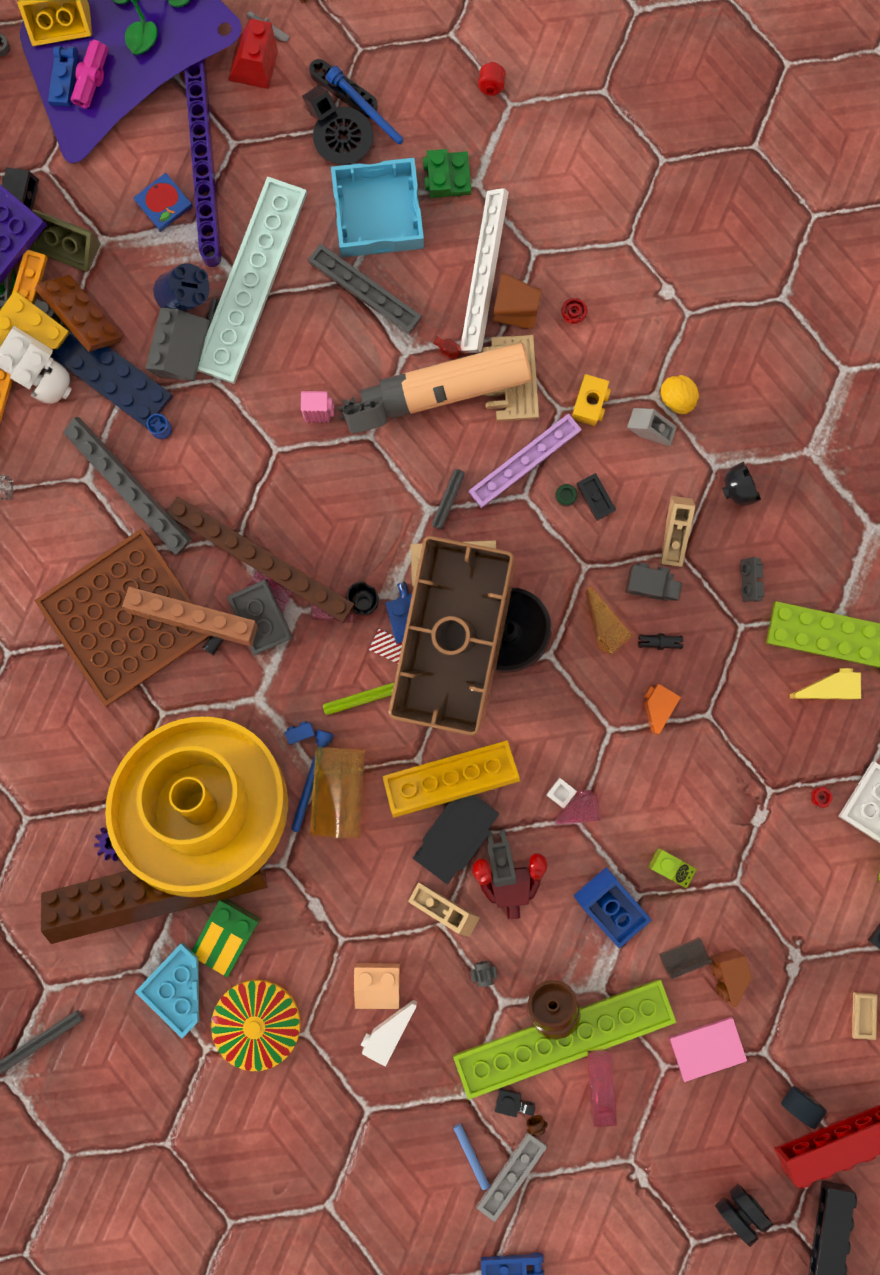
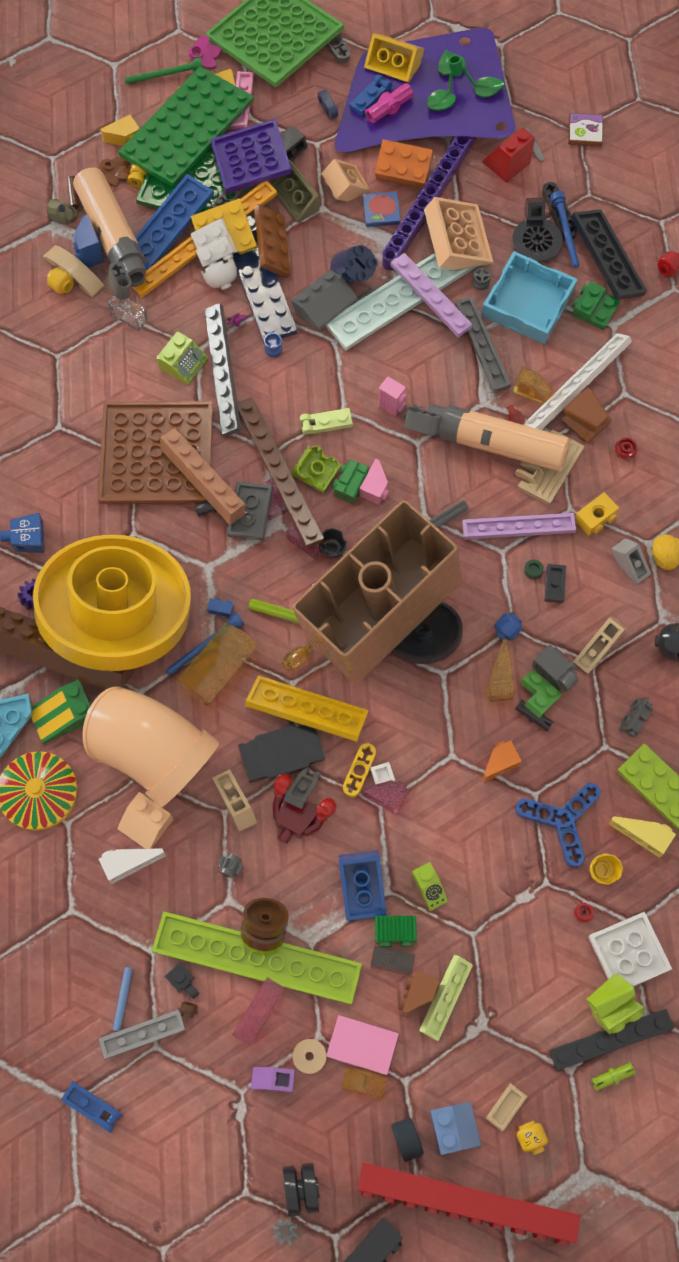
camera: 35 degrees right, 15 degrees down
(25, 115) = (327, 104): none -> dark blue beam
(59, 787) = (25, 534): none -> torso
(78, 501) = (181, 358): none -> lime slope
(102, 421) = (237, 318): none -> magenta plant
(104, 194) = (345, 180): none -> light nougat slope
(152, 136) = (403, 164): none -> orange brick
(261, 183) = (457, 234): none -> light nougat slope
(268, 472) = (326, 421): none -> yellowish green plate
(279, 269) = (431, 295): none -> lavender plate
(291, 530) = (315, 468): none -> lime slope
(318, 212) = (483, 274): none -> dark grey wheel
(335, 924) = (146, 742): none -> light nougat cylinder
(336, 521) = (349, 484): none -> green brick
(361, 509) = (375, 484): none -> bright pink slope
(405, 736) = (296, 657): none -> clear yellow plant
(424, 107) = (608, 254): none -> black plate
(443, 302) = (532, 385): none -> clear yellow slope
(528, 787) = (360, 755): none -> yellow beam
(581, 571) = (508, 626): none -> blue head
(654, 1136) = (273, 1079): none -> medium lavender slope
(656, 613) = (543, 693): none -> bright green plate
(669, 1101) = (309, 1046): none -> tan piece
(670, 929) = (395, 930): none -> green brick
(731, 1081) = (364, 1082): none -> clear yellow slope
(752, 948) = (446, 997): none -> yellowish green plate
(753, 714) = (569, 826): none -> blue piece
(756, 1258) = (282, 1225): none -> clear light blue gear
(817, 745) = (606, 869): none -> yellow hair
(835, 1066) = (455, 1128): none -> medium blue slope

